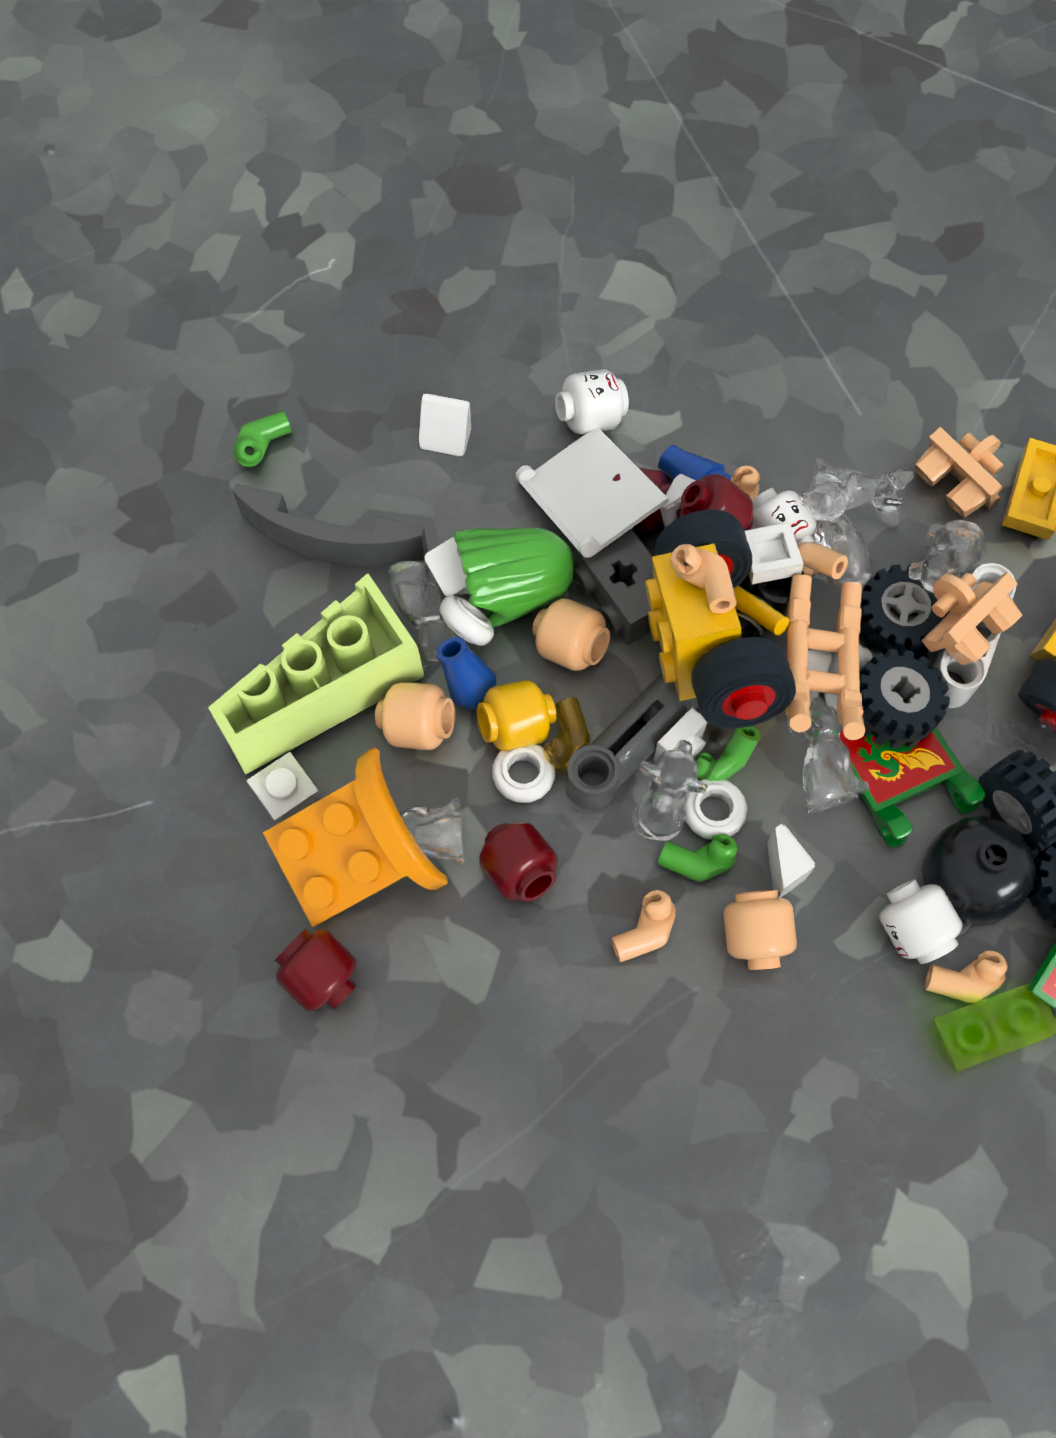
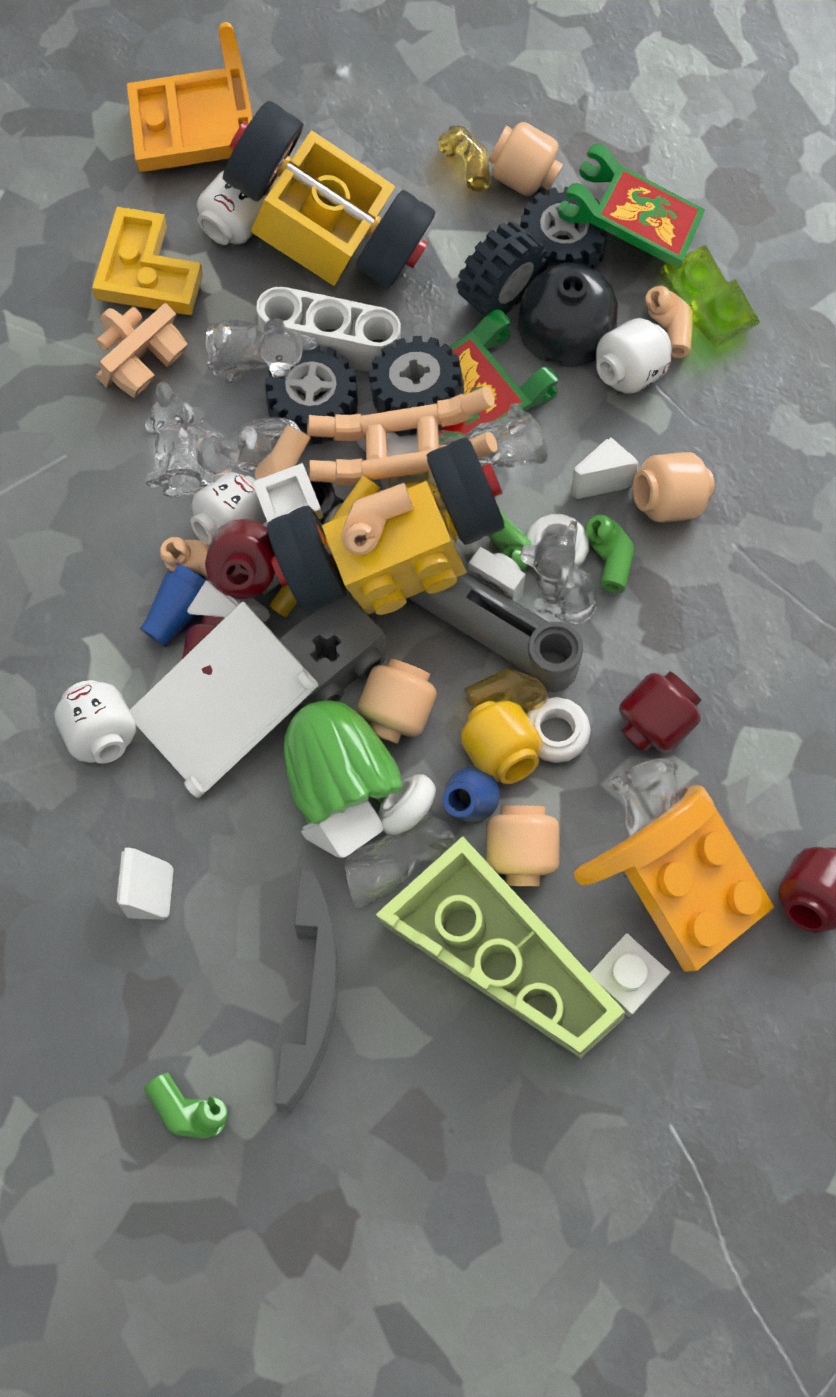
camera: 100 degrees left, 0 degrees up
(651, 930) = (693, 586): light nougat arm -> none
(967, 608) = (329, 316): light nougat hips -> none

